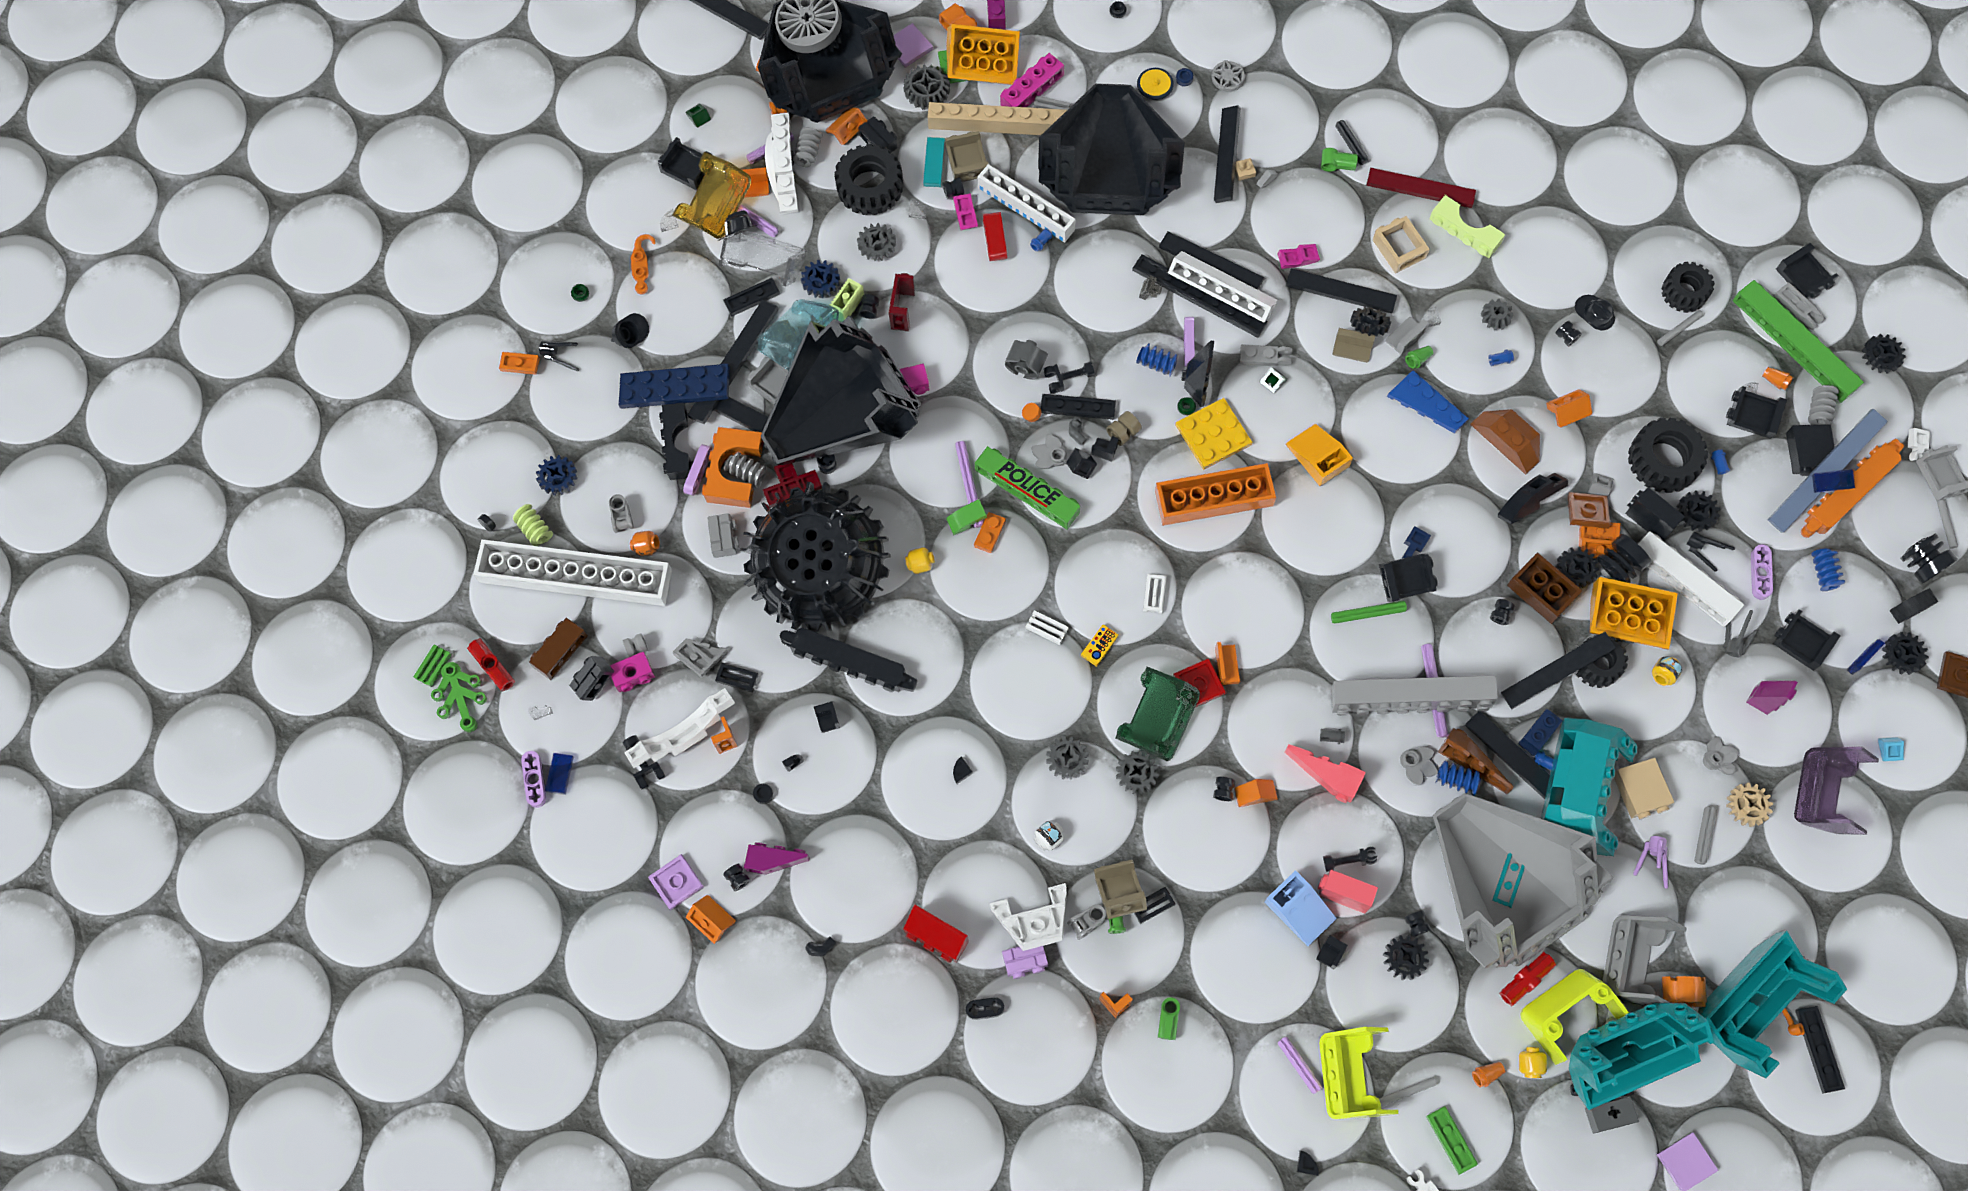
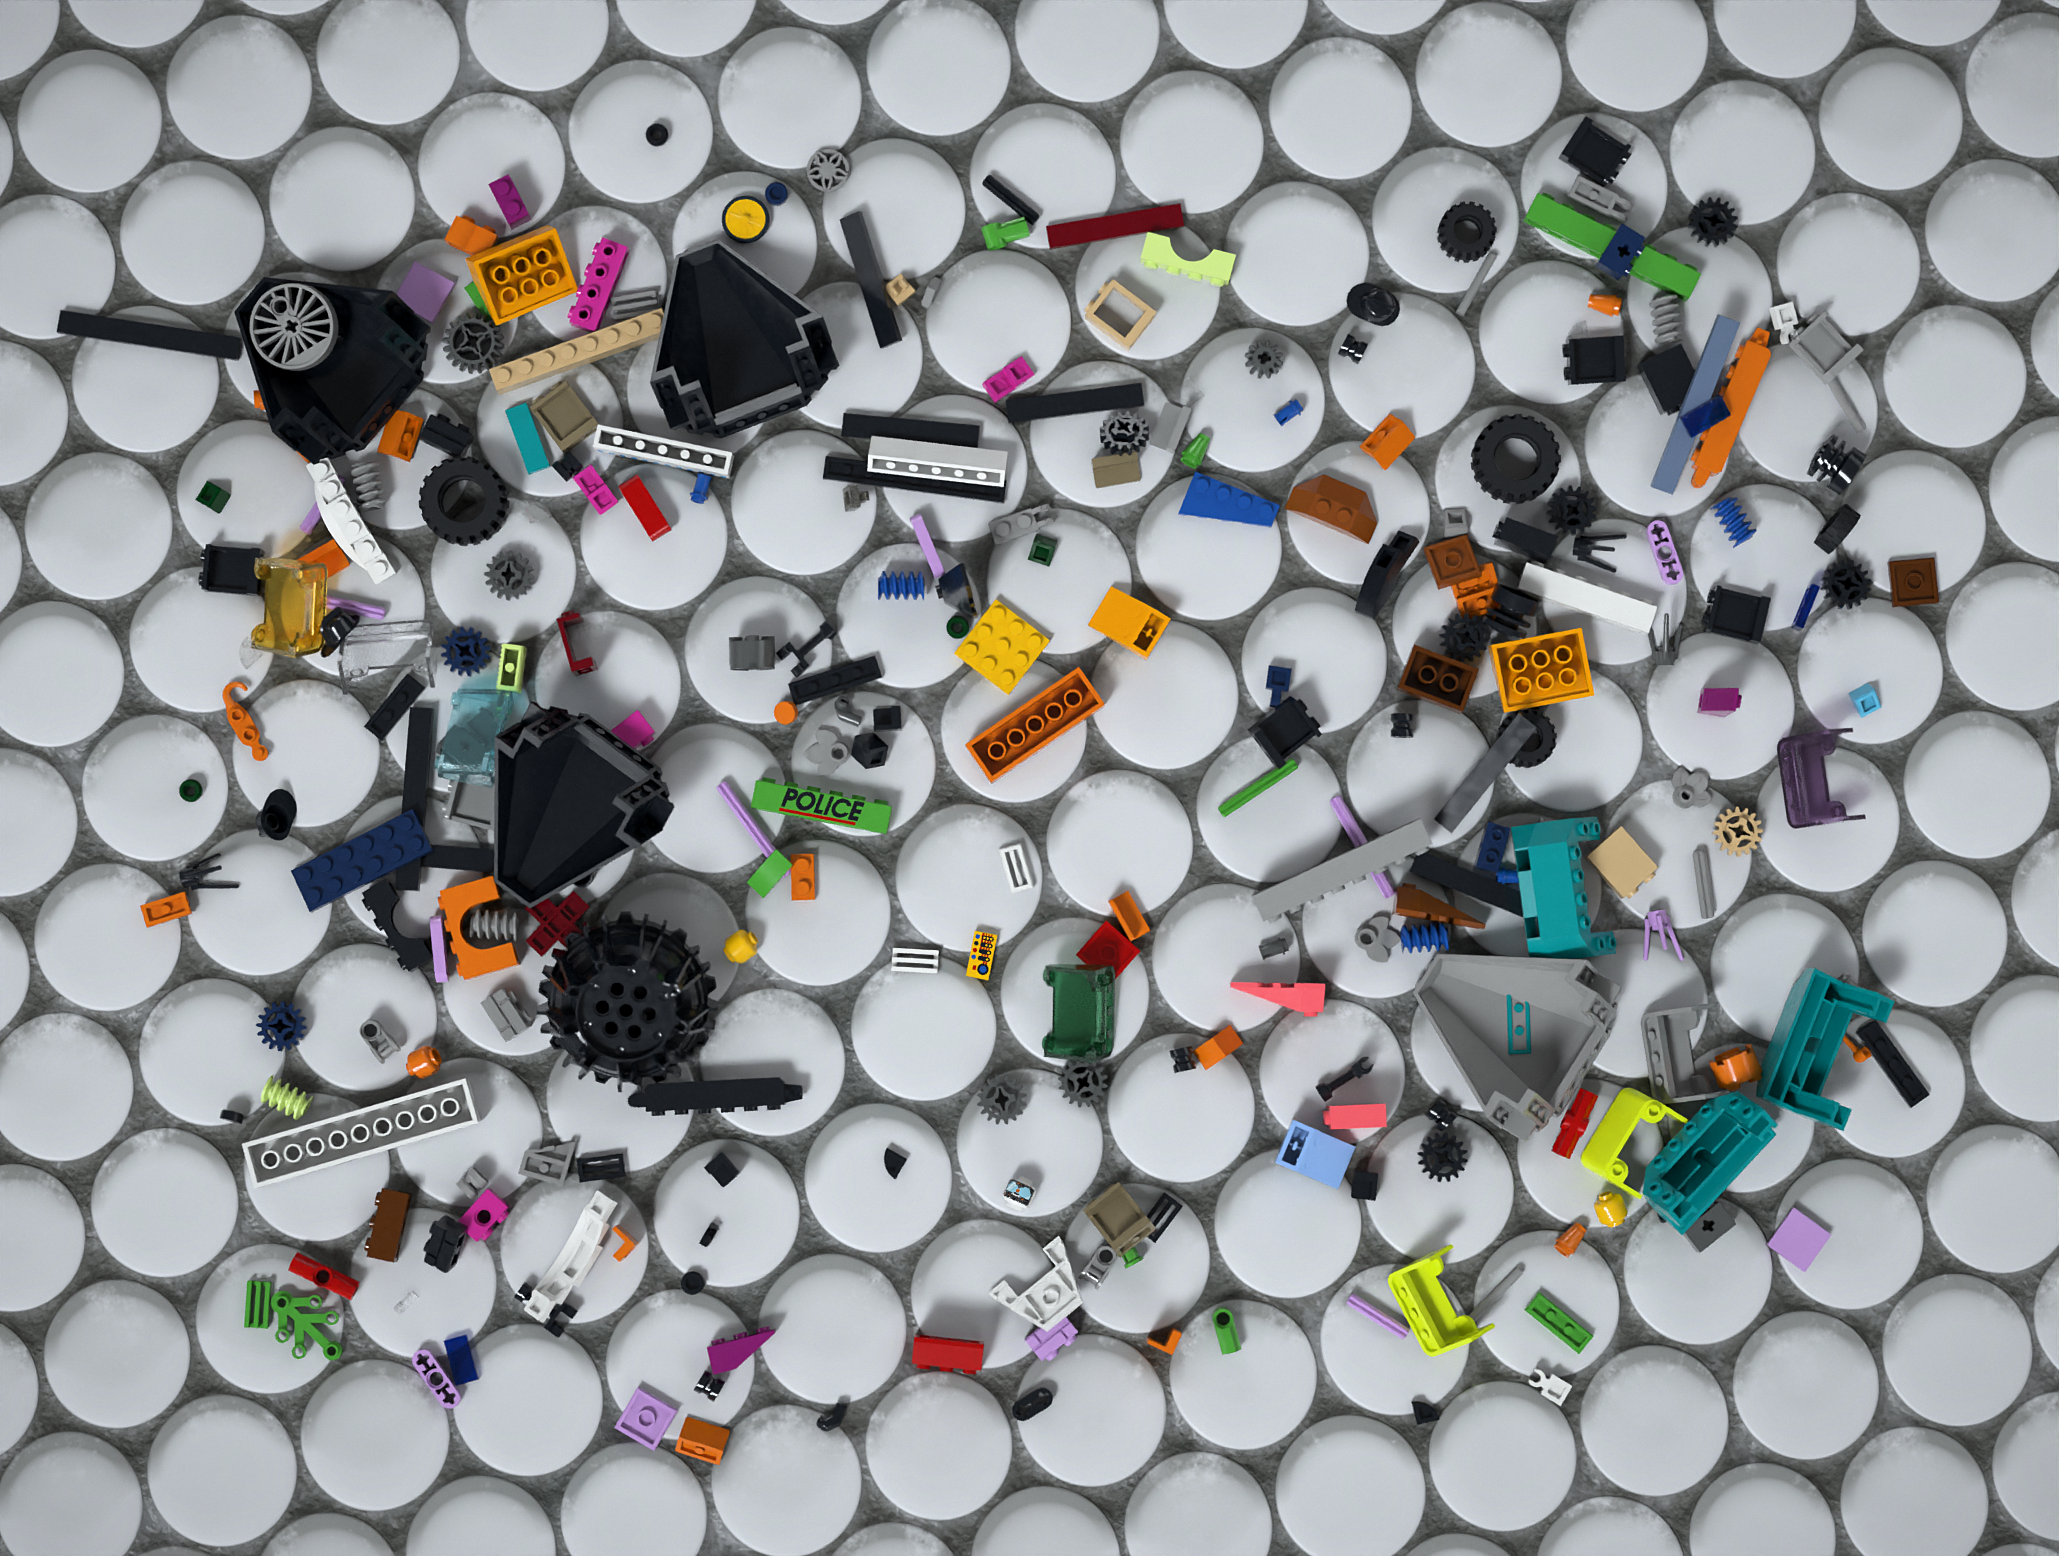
camera: 30 degrees left, 15 degrees up
(868, 307) = (539, 662): black wheel -> none
(1124, 427) = (899, 688): dark tan wheel -> none
(1666, 671) = (1601, 717): yellow head -> none
(1720, 461) = (1576, 437): blue pin -> none
(1806, 340) = (1625, 239): none -> dark blue brick

